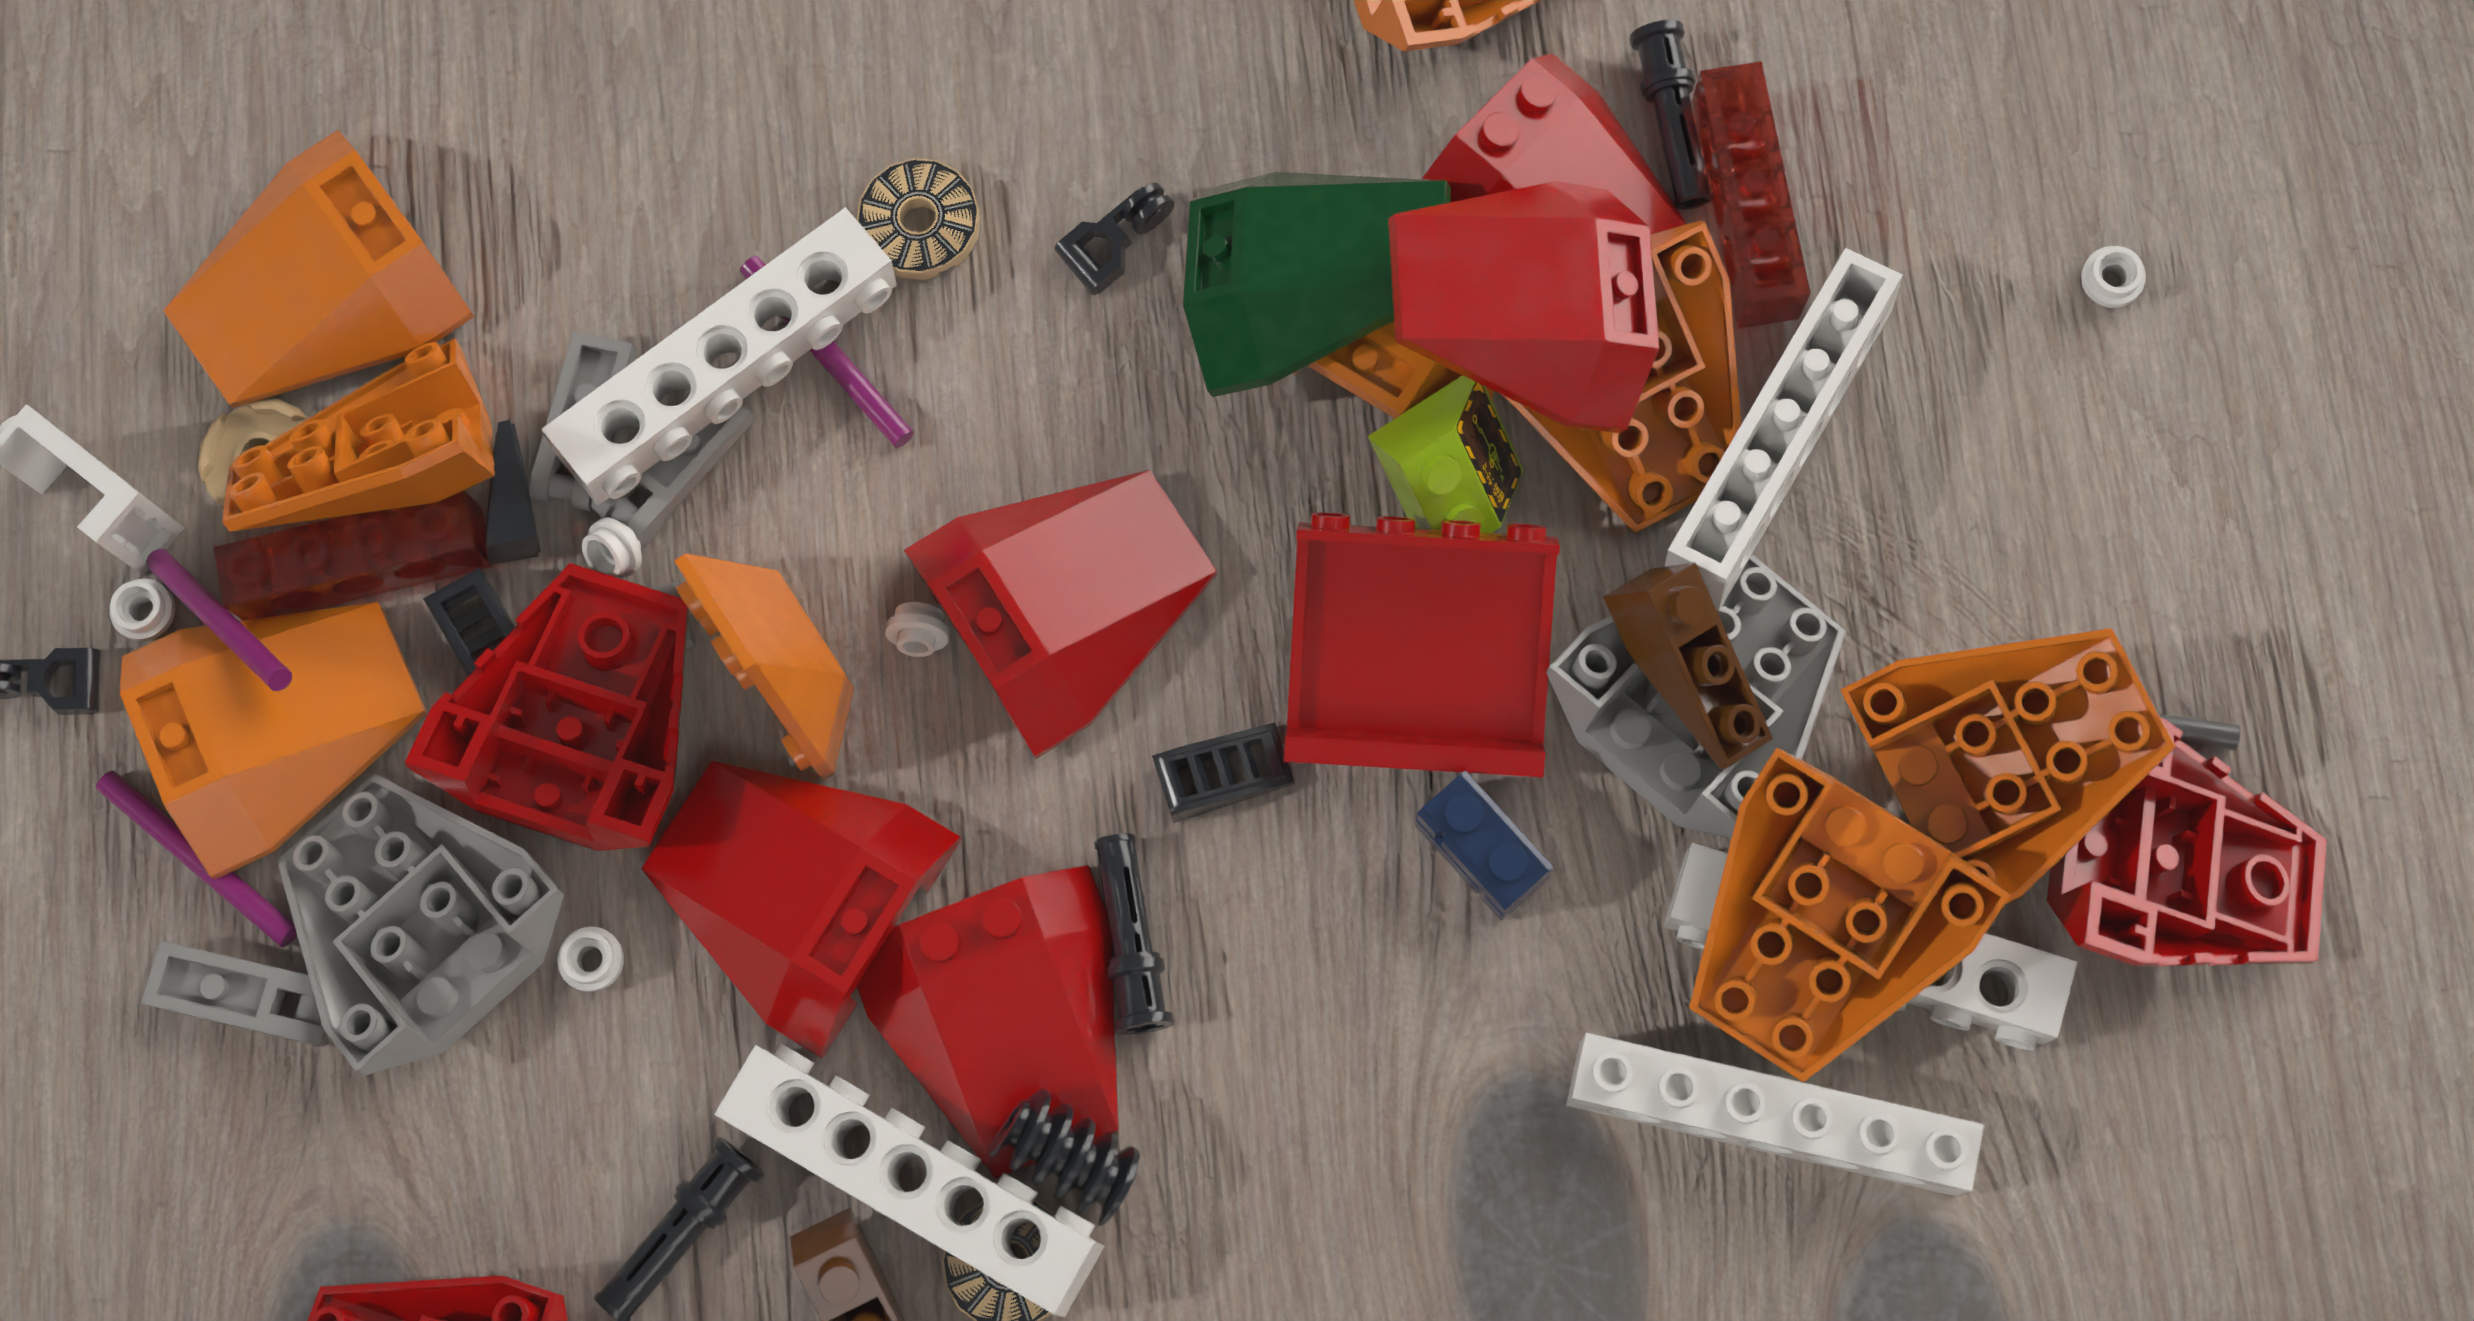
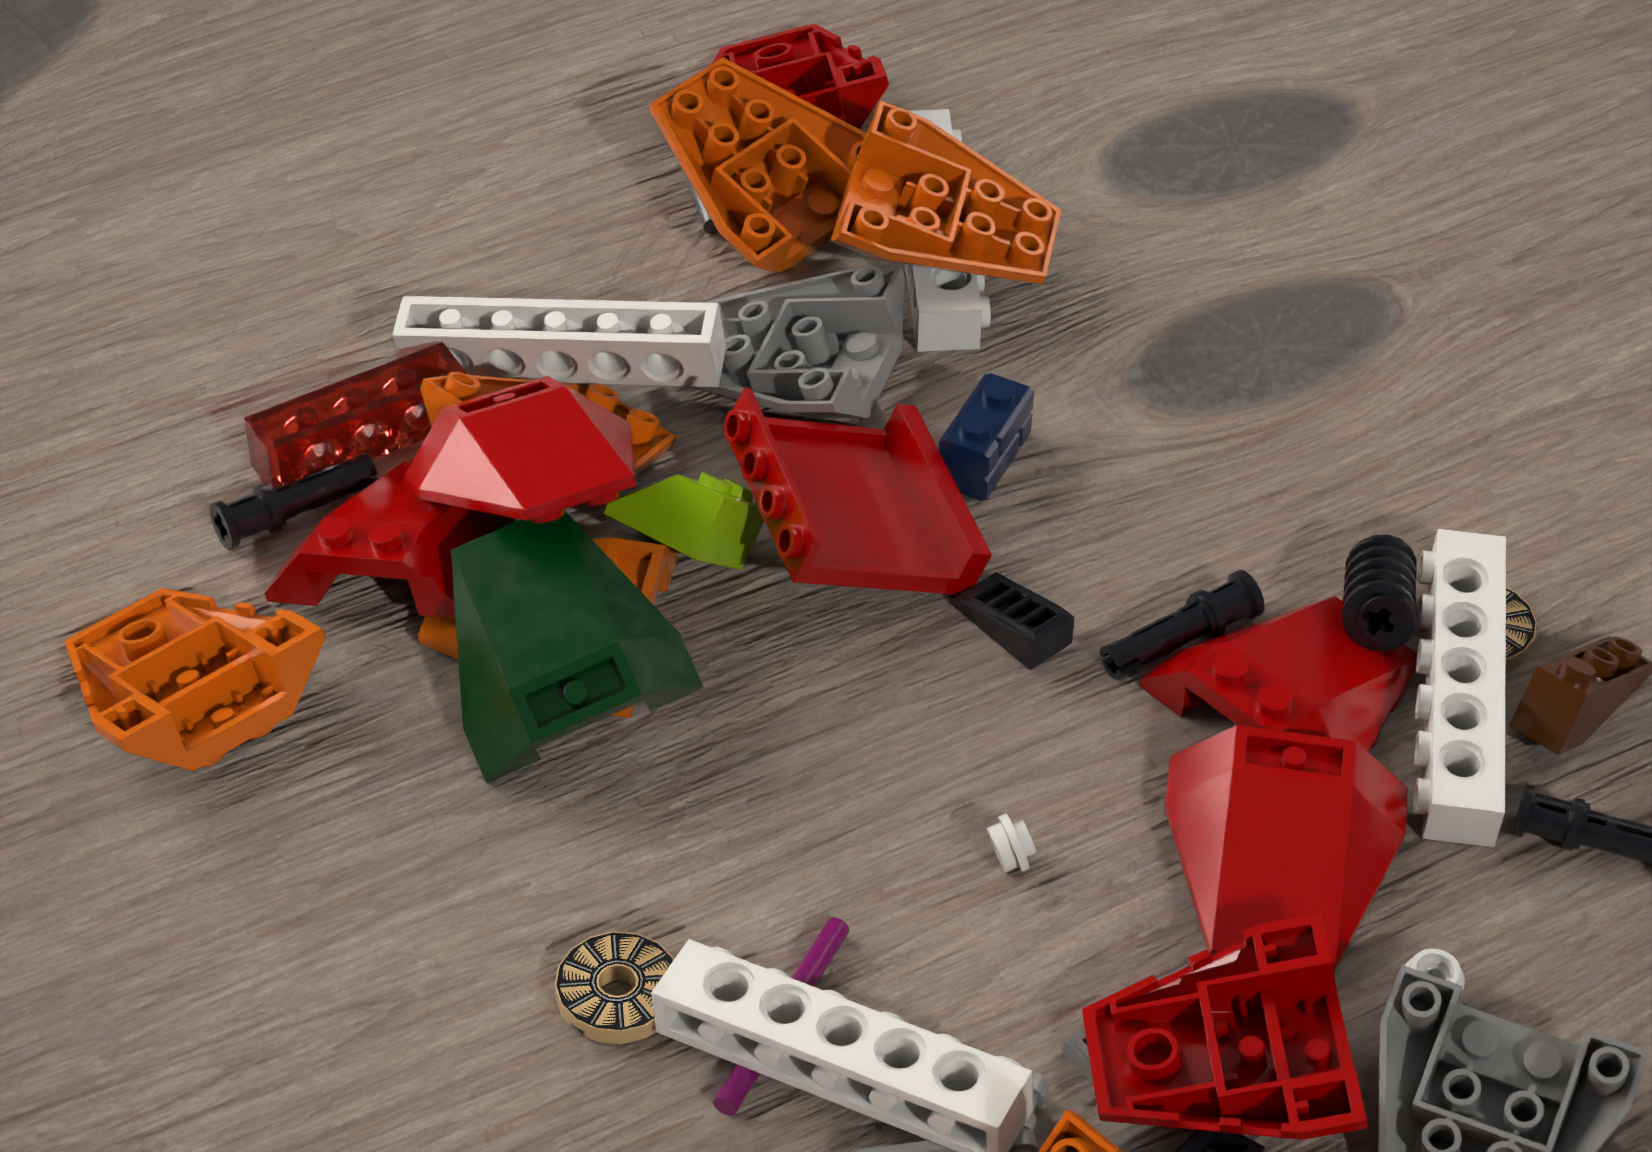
camera: 120 degrees left, 30 degrees down
(612, 548) = (1062, 1090): white plate -> none
(776, 648) = (1122, 868): orange wedge -> none
(1065, 595) = (919, 761): red wedge -> none
(1143, 208) = (538, 813): black piece -> none
(1689, 659) = (777, 336): reddish brown slope -> none
(1775, 1115) = (1090, 245): white brick -> none
(2123, 263) = (332, 227): white plate -> none

